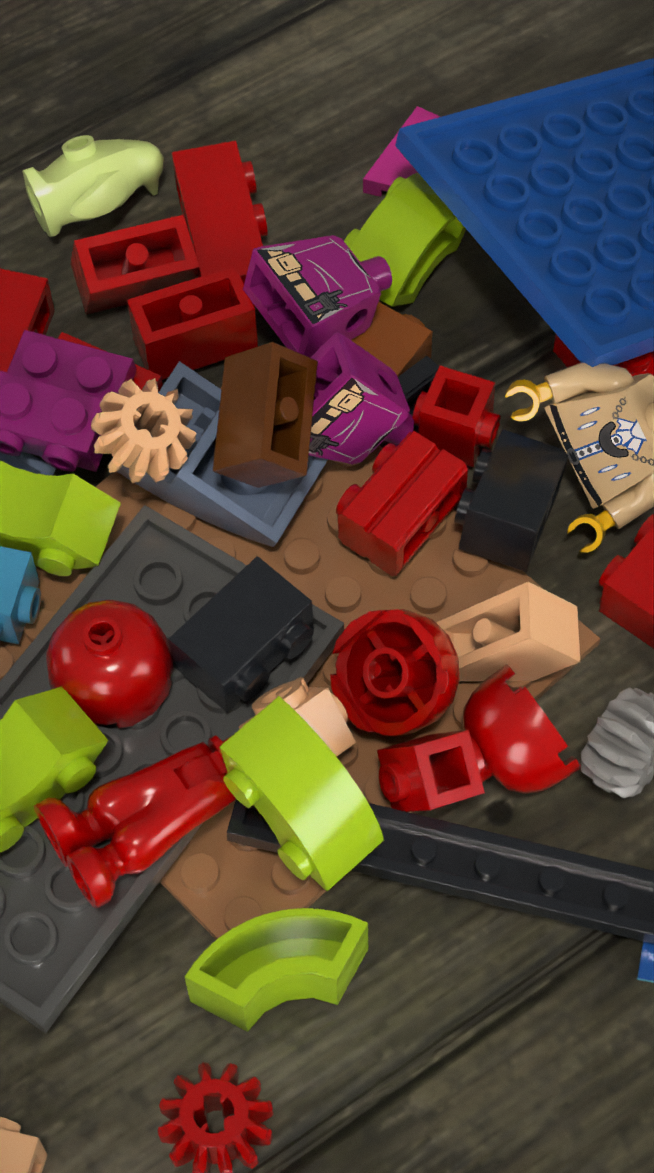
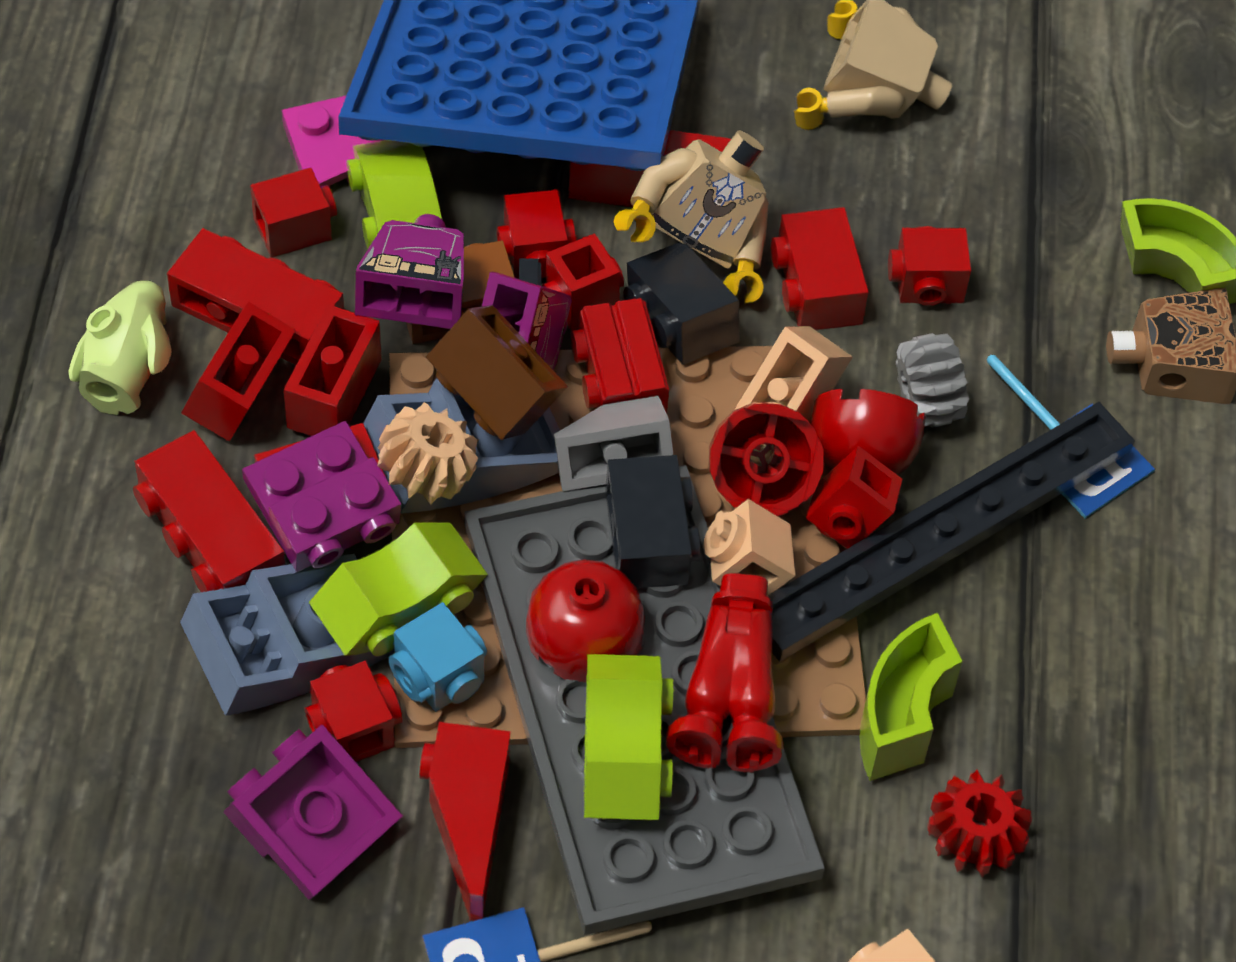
camera: 55 degrees left, 5 degrees down
(301, 794) = (821, 568): lime brick -> none
(311, 552) = (611, 432): none -> light grey slope
(325, 185) = (292, 211): none -> red brick
(480, 344) = (534, 227): none -> red brick

